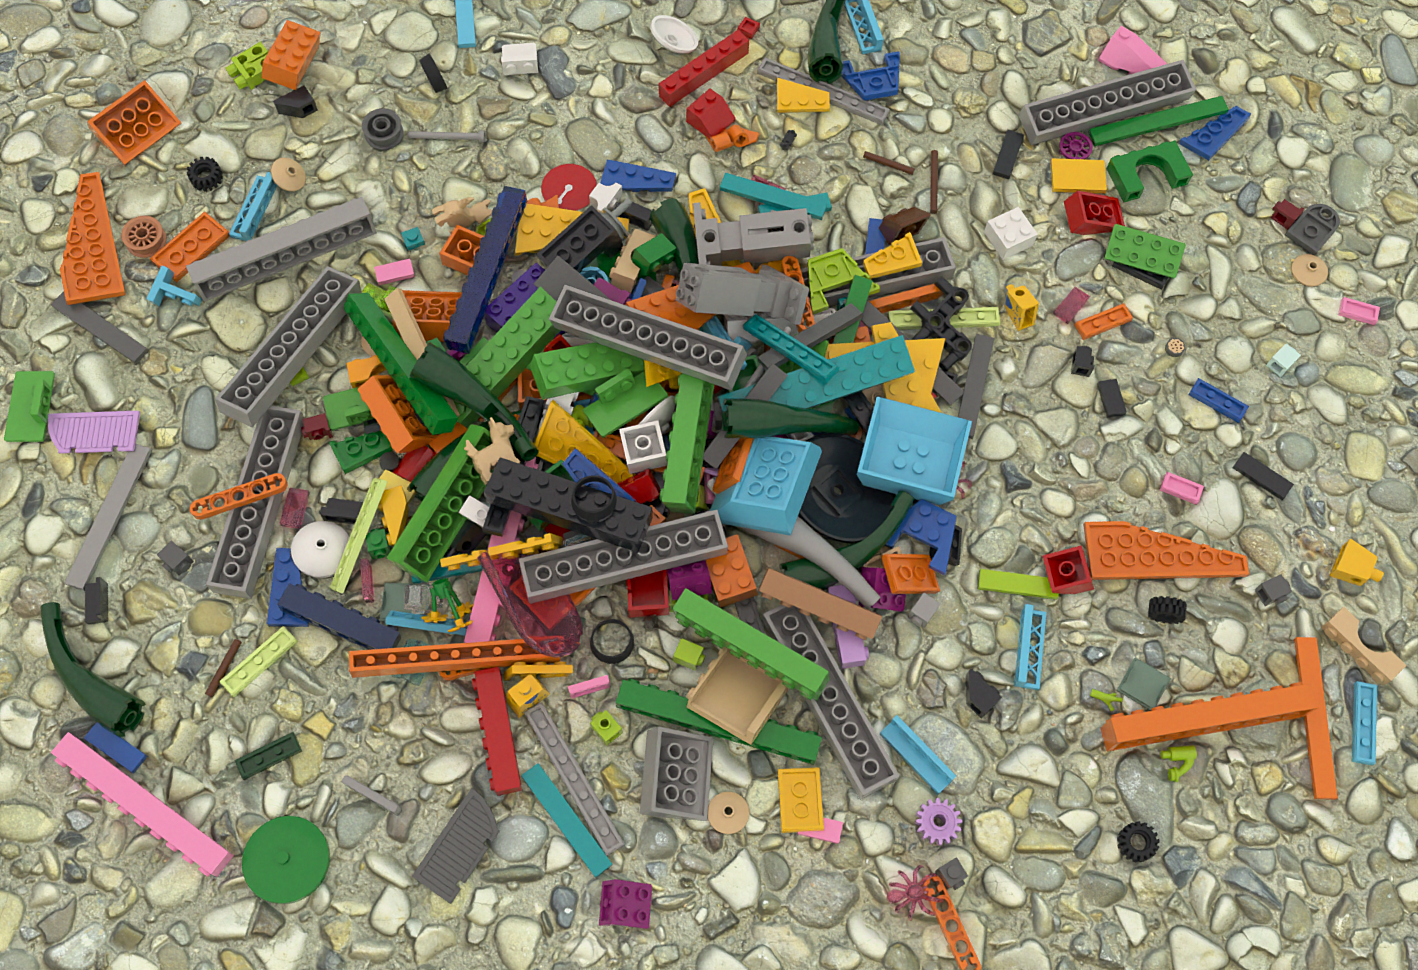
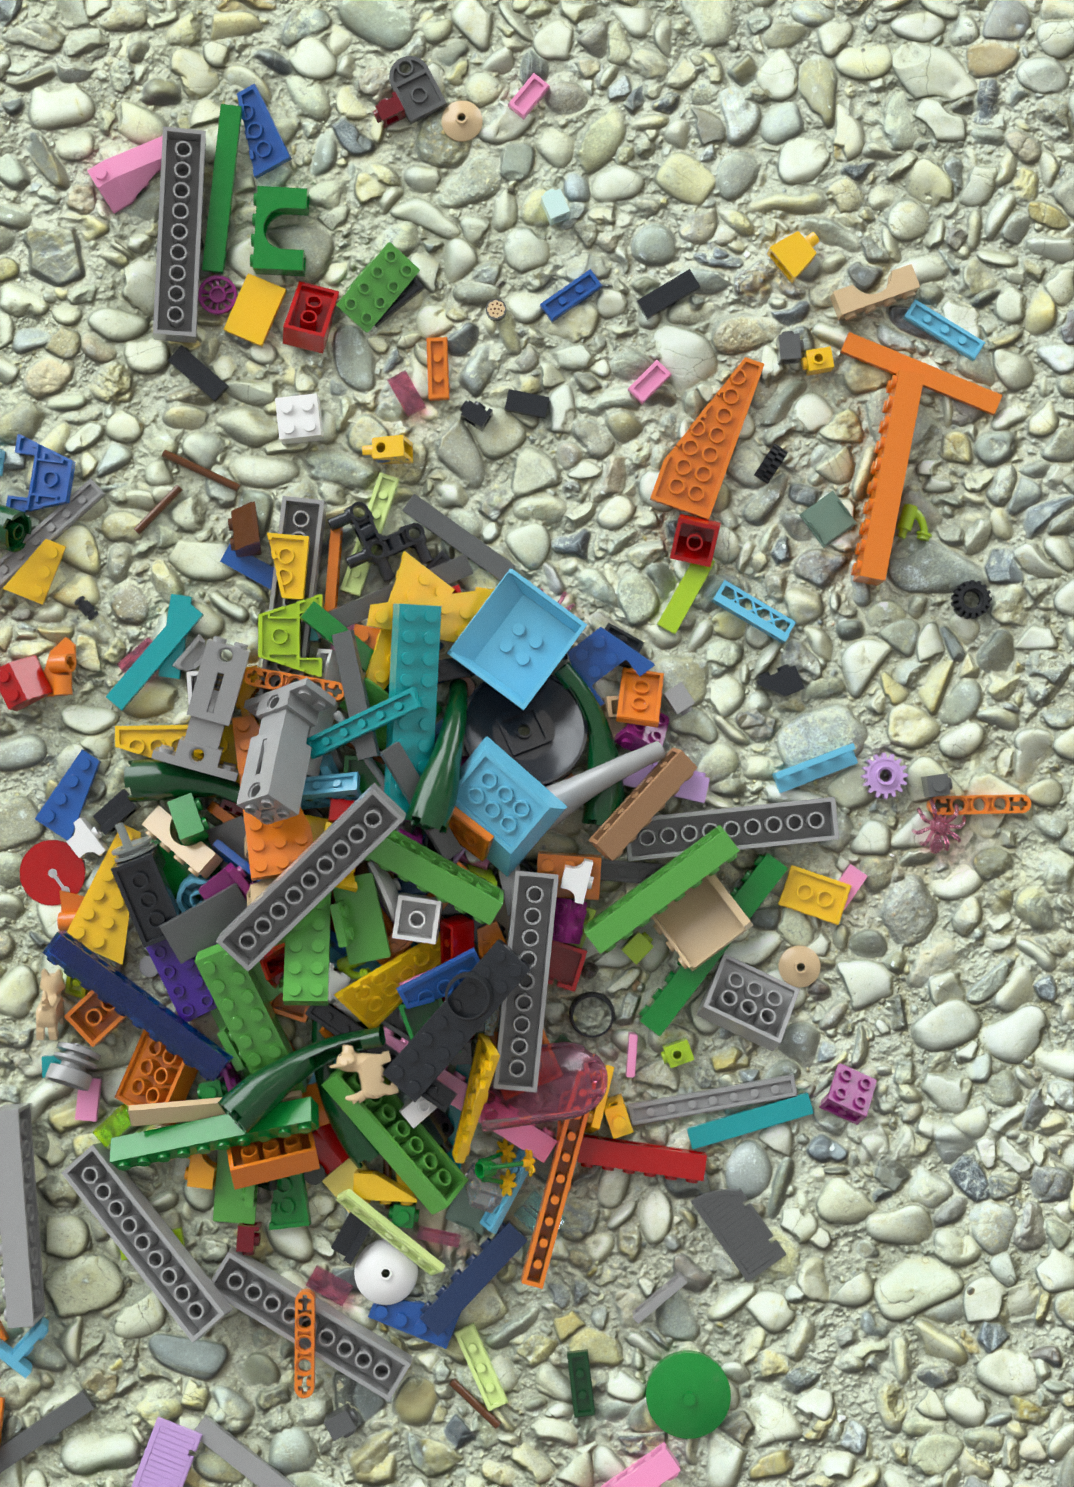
camera: 65 degrees left, 20 degrees up
(416, 245) = (73, 1066): none -> light grey wheel
(729, 571) = (578, 879): none -> white brick
(1106, 698) = (828, 562): lime bar -> none
(1276, 619) = (817, 361): none -> yellow brick

